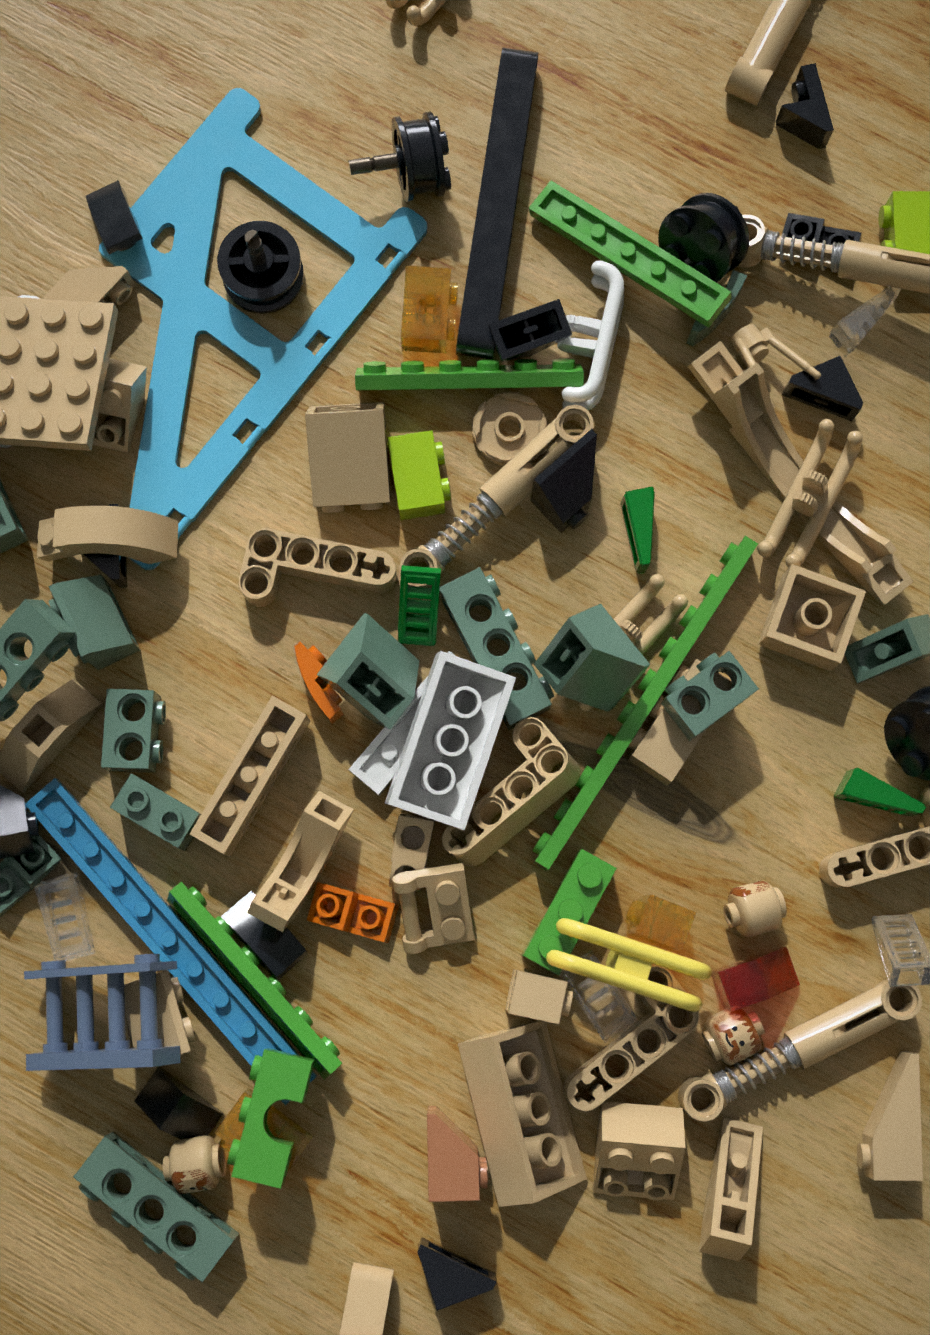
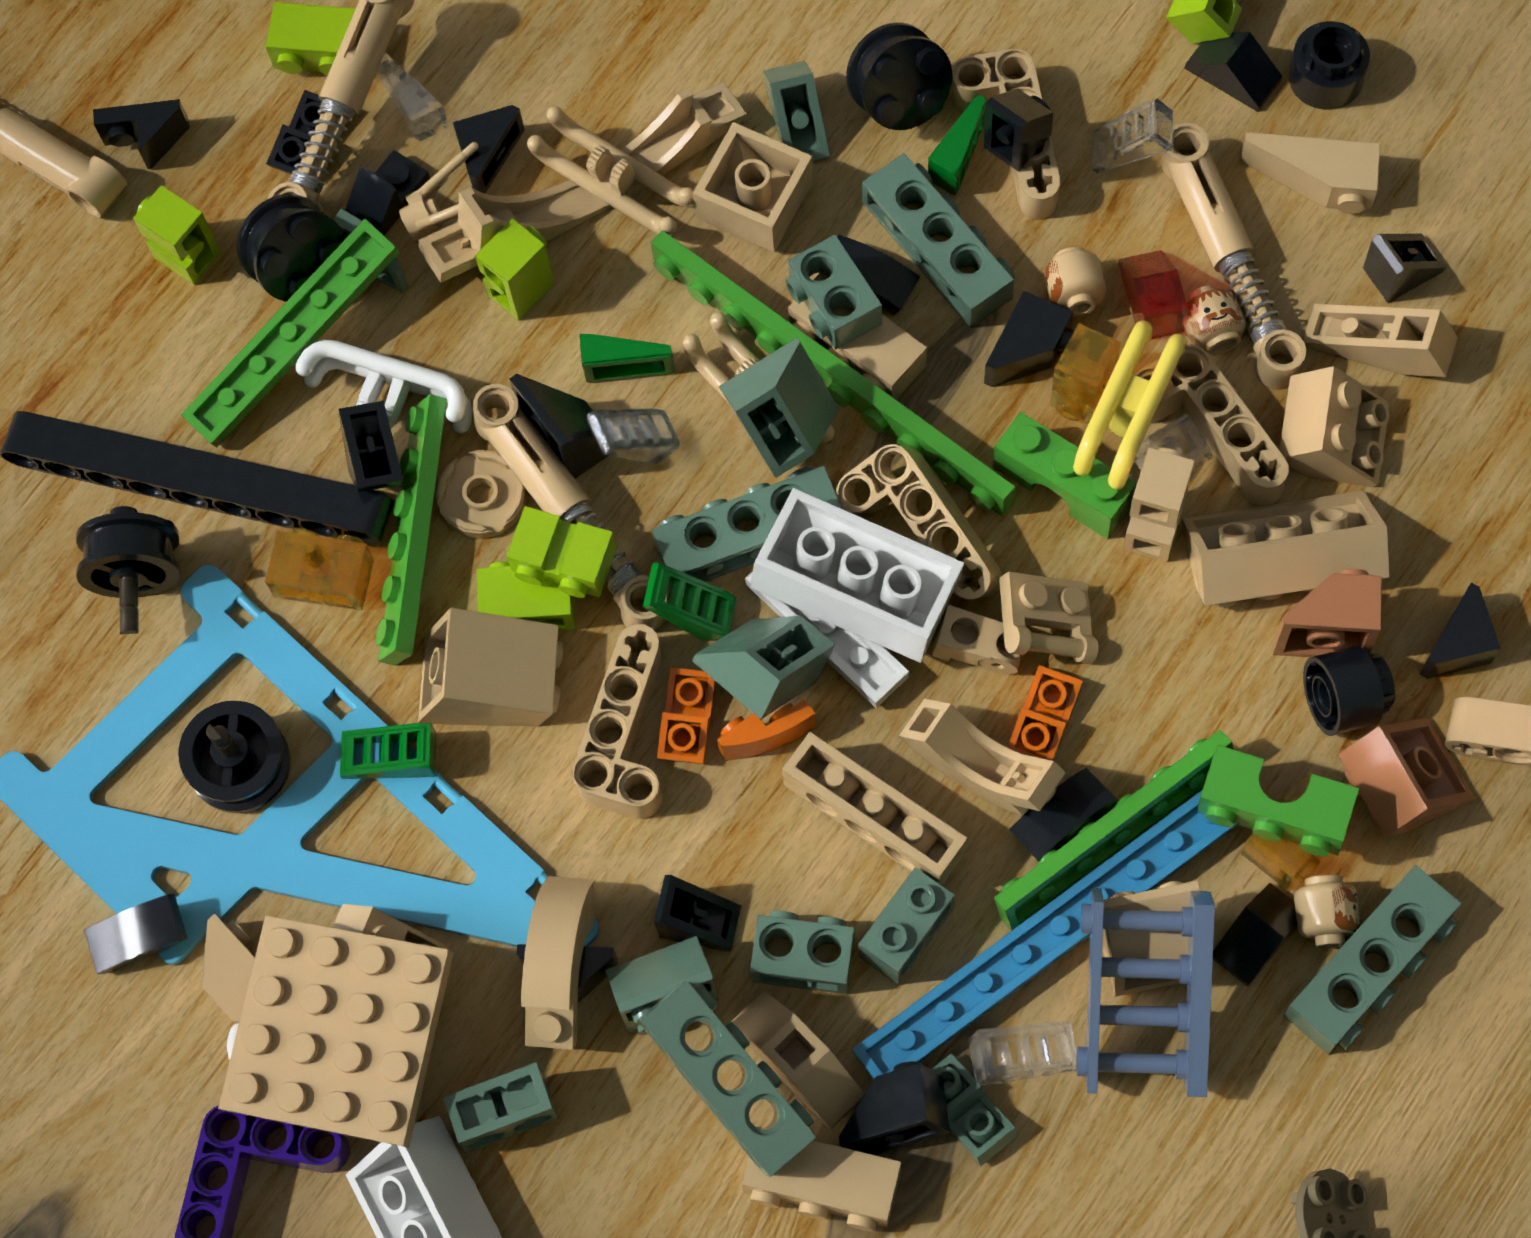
camera: 75 degrees left, 10 degrees down
(157, 641) = (693, 911): none -> black slope
(280, 412) = (421, 766): none -> green slope
(319, 1229) = (1405, 776): none -> nougat slope
(325, 616) = (686, 716): none -> orange slope
(391, 1175) = (1348, 689): none -> black piece
(445, 493) = (561, 553): none -> lime brick
(580, 557) = (634, 433): none -> clear slope
(695, 873) = (1029, 340): none -> black slope
(707, 147) = (177, 234): none -> lime brick
(708, 426) = (516, 268): none -> lime brick
(743, 730) = (885, 276): none -> black slope
(765, 307) = (383, 193): none -> black slope
(810, 1207) = (1401, 263): none -> black slope
(820, 735) = (970, 295): none -> sand green brick
(891, 842) = (1016, 126): none -> black slope

